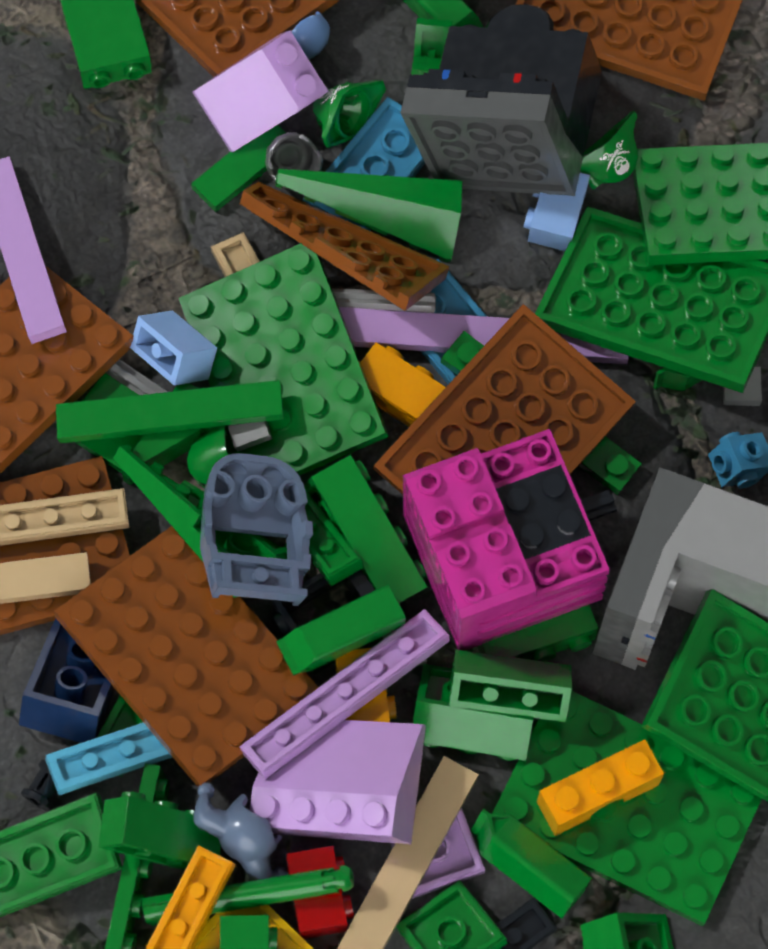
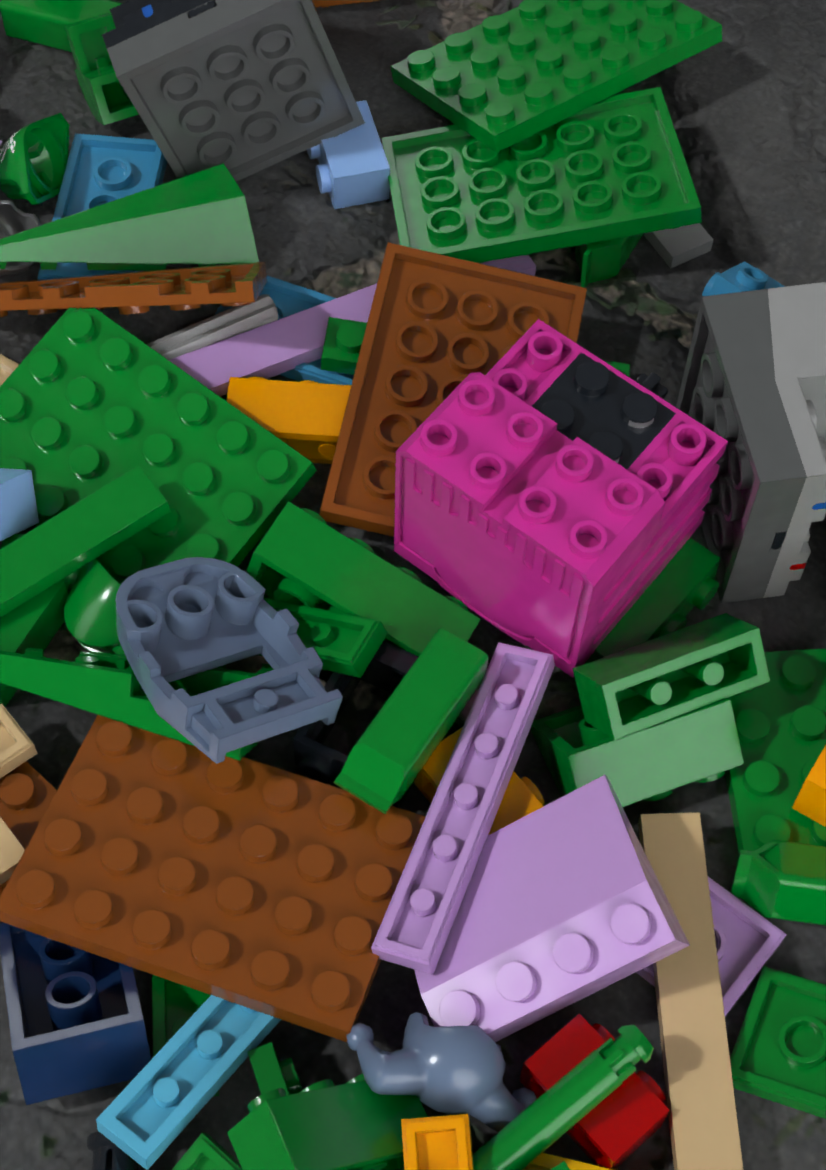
camera: 30 degrees left, 10 degrees down
(249, 434) = (133, 554): light grey tile -> none
(613, 155) = (377, 72): green hat -> none

